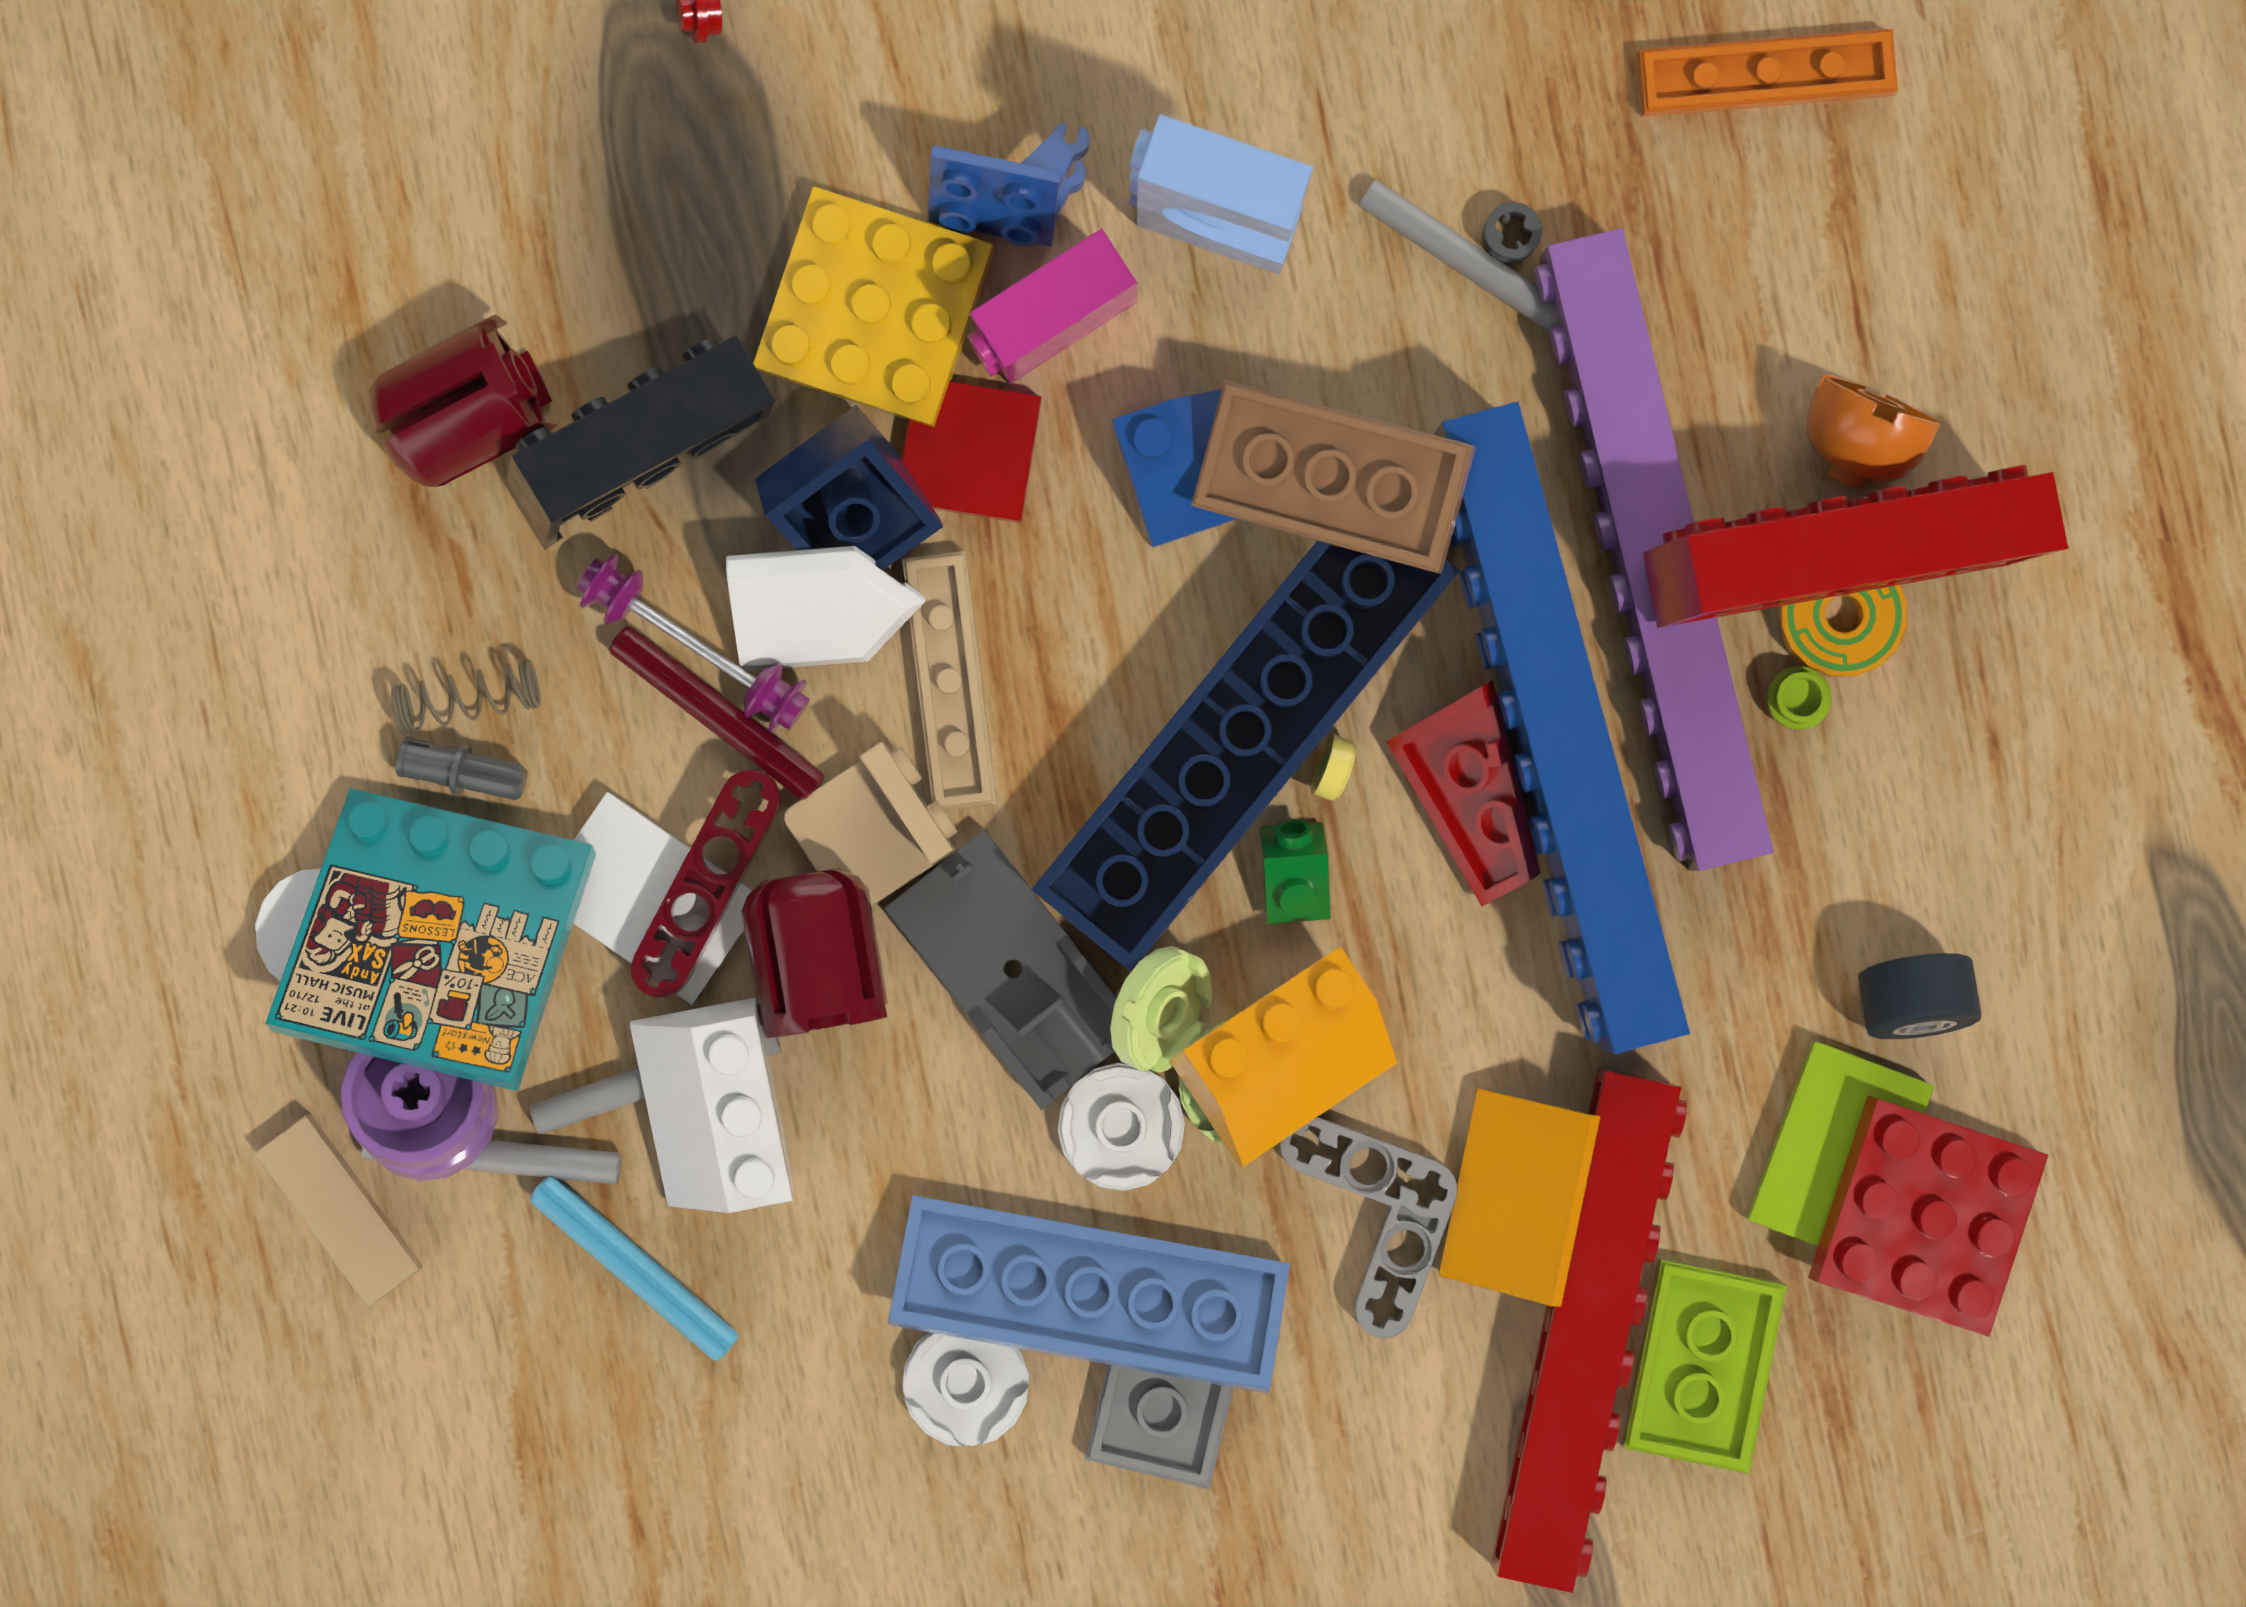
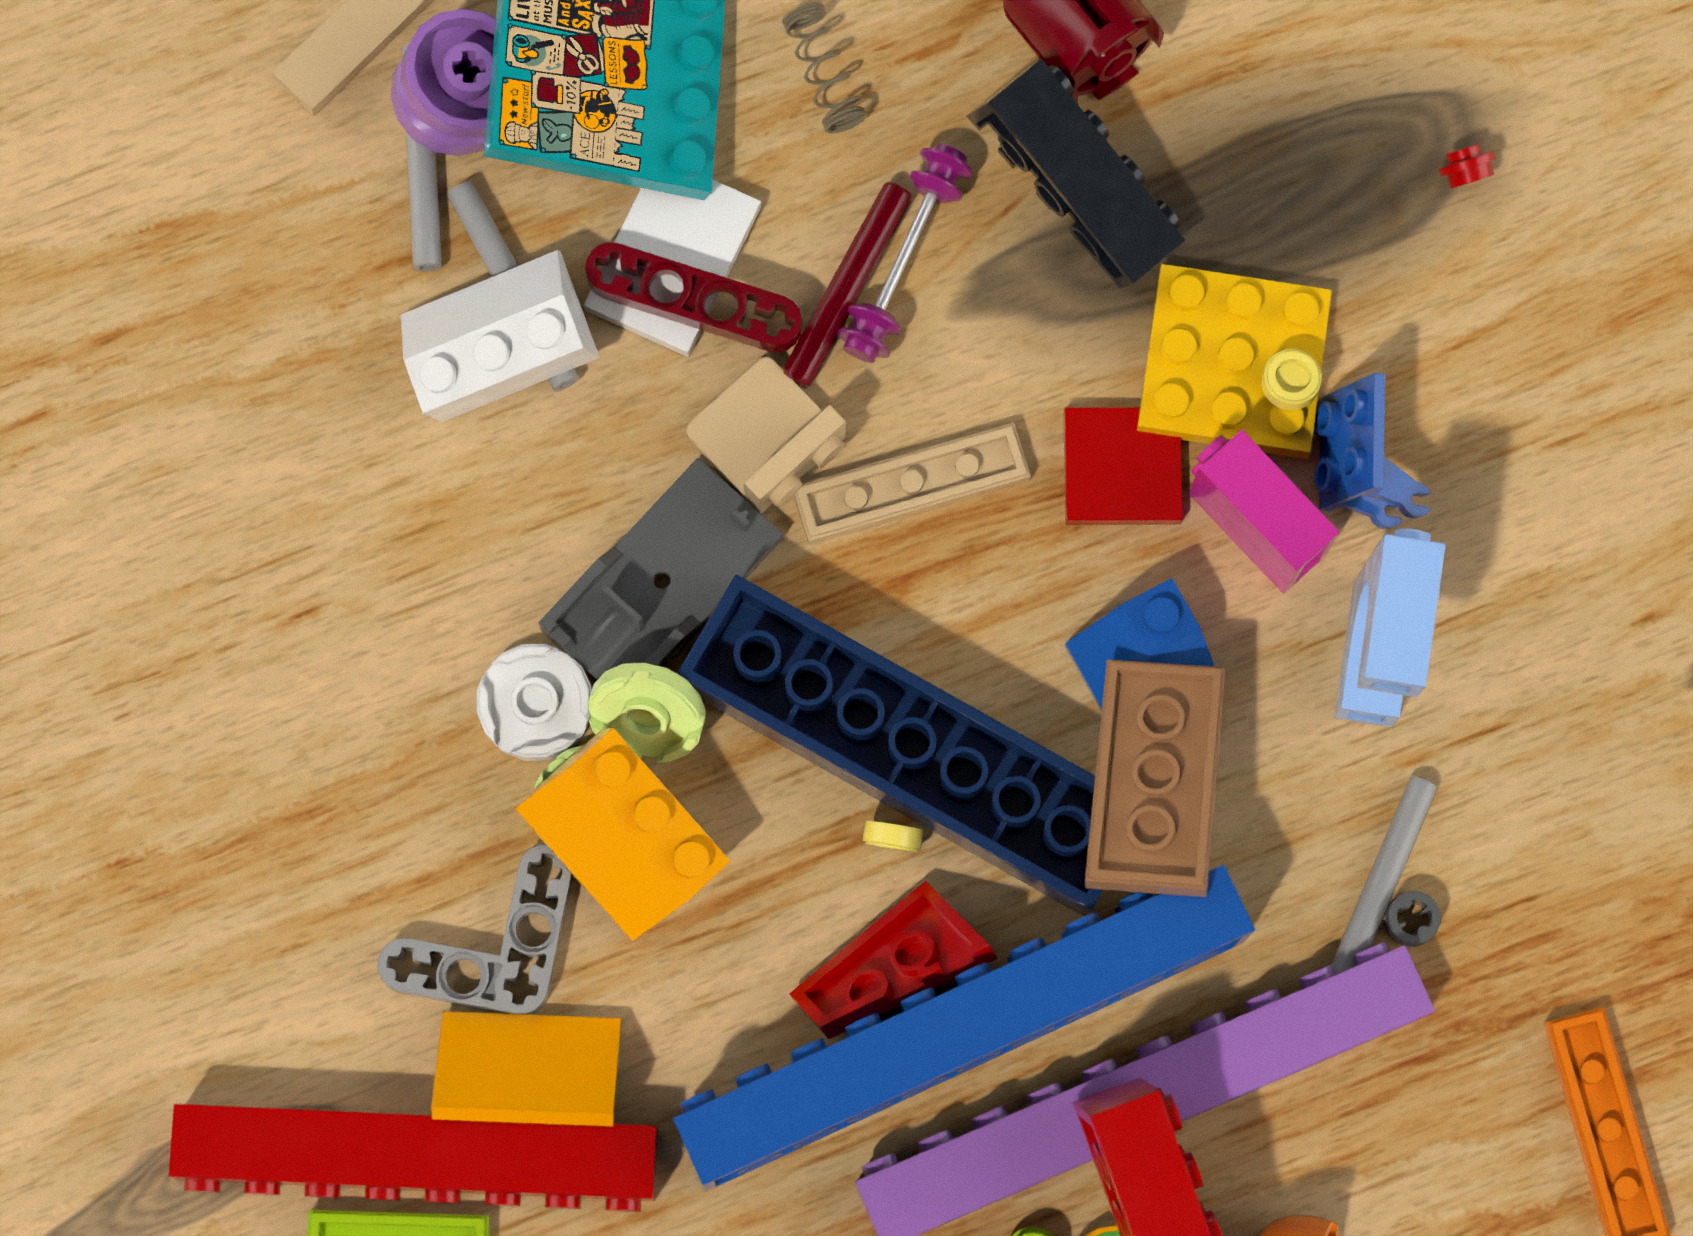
camera: 75 degrees right, 10 degrees down
(460, 769) = (759, 73): dark grey axle -> none
(634, 1267) = (340, 295): medium azure axle -> none
(813, 953) = (647, 397): dark red cylinder -> none
(814, 607) = (956, 349): white tile -> none
(846, 492) = (1054, 362): dark blue slope -> none
(911, 248) = (1291, 379): none -> light yellow tile
(964, 1388) = (281, 602): white tile -> none
(1089, 1294) = (378, 696): medium blue plate -> none
(1159, 1425) = (281, 781): light grey tile -> none
(1295, 871) = (791, 817): green bracket -> none

